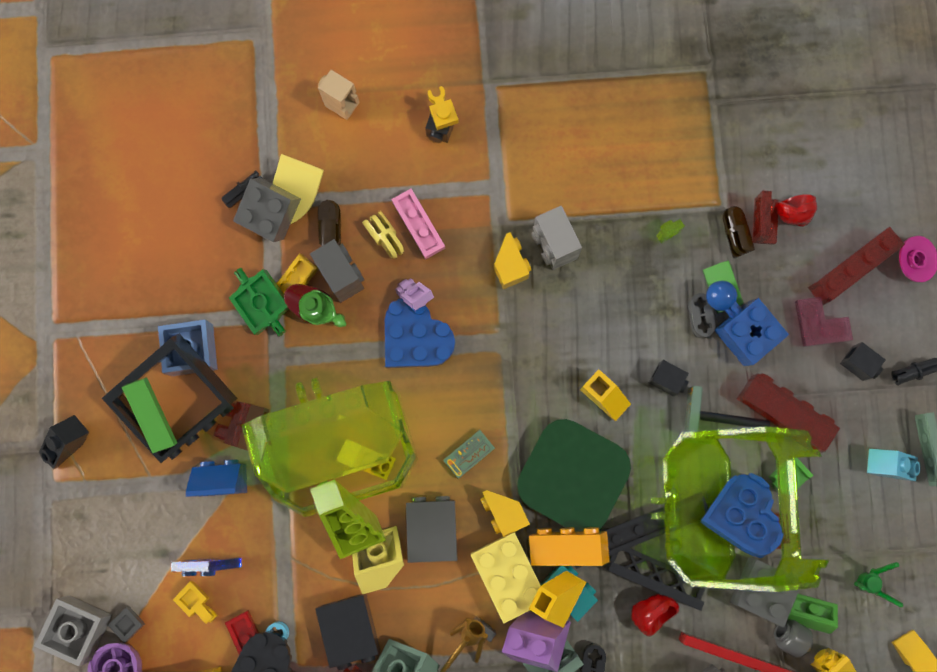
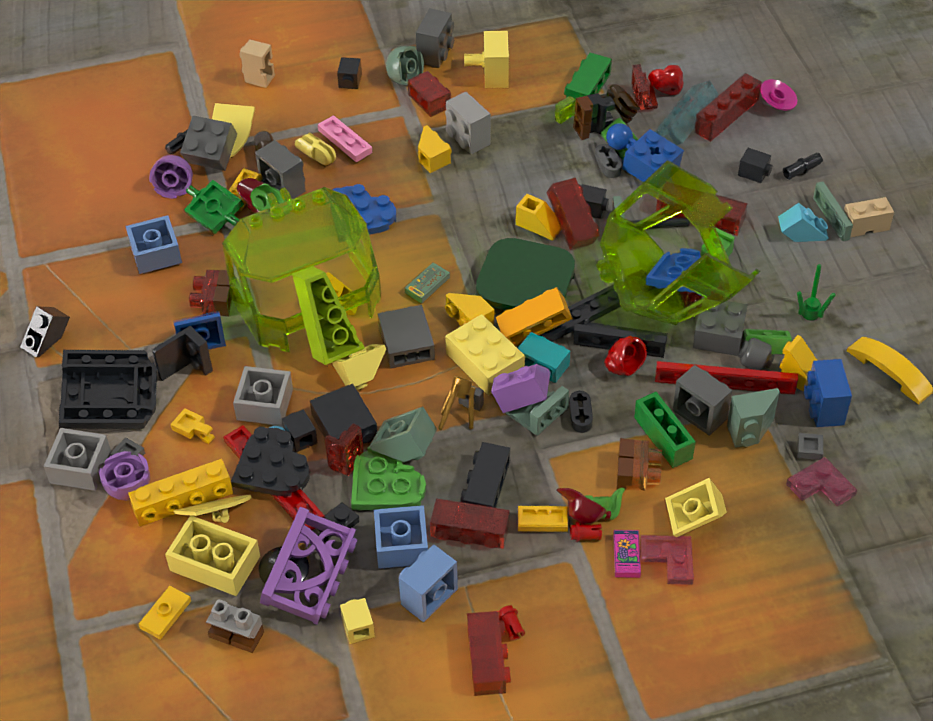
camera: 15 degrees left, 30 degrees down
(115, 539) = (98, 389): none -> black wedge
(122, 408) = (121, 248): black window -> none
(149, 415) = (130, 279): bright green tile -> none
(206, 567) = (197, 391): clear blue wing -> none
(208, 511) = (181, 350): none -> black bracket
(221, 248) = (171, 176): none -> medium lavender cylinder
(269, 587) = (263, 395): none -> light grey brick
(300, 634) = (301, 430): none -> black brick
(414, 294) = (352, 178): lavender plate -> none
(442, 111) = (349, 58): yellow plate -> none
(502, 127) = (404, 64): none -> sand green cylinder
(524, 174) = (428, 93): none -> clear red brick
(545, 93) = (435, 37): none -> dark grey brick
(557, 598) = (531, 345): yellow slope -> none
(606, 141) = (493, 59): none -> light yellow brick
(644, 404) = (573, 213): none -> clear red brick
(700, 251) = (592, 114): none -> hips
(706, 190) = (590, 76): none -> green brick
(812, 261) = (683, 117): none -> clear light blue fence
(816, 329) = (709, 152): clear pink plate -> none

